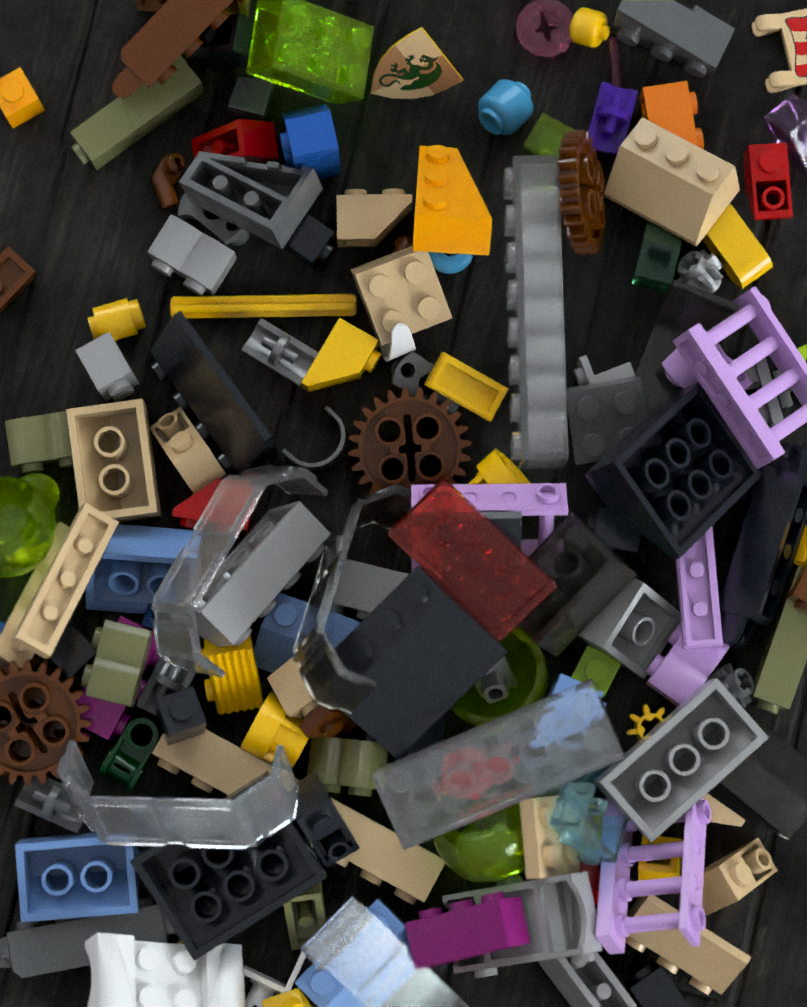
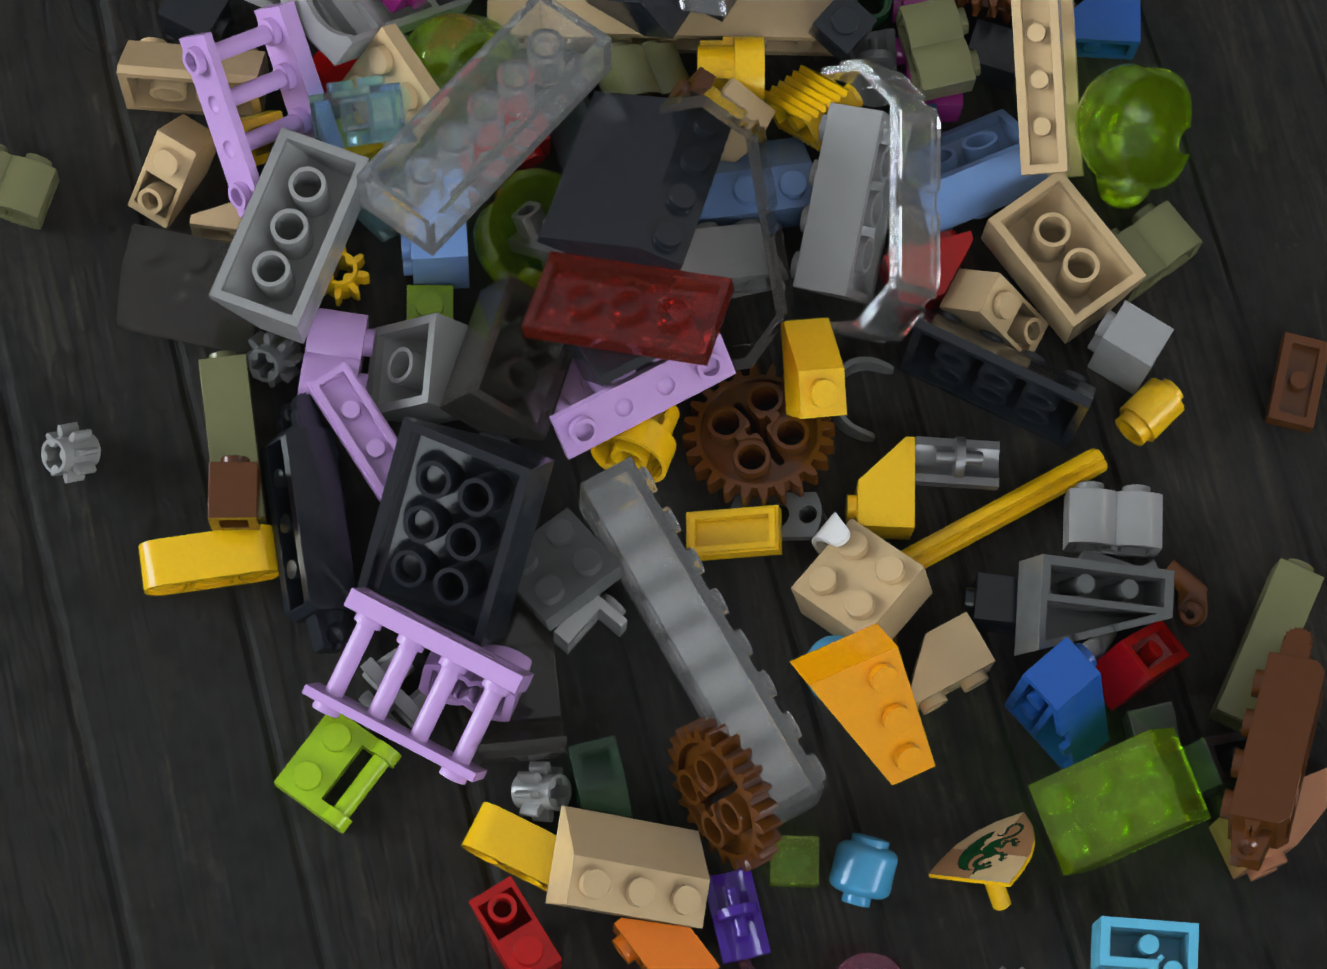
camera: 145 degrees right, 10 degrees down
(354, 458) = (812, 369): none -> yellow slope

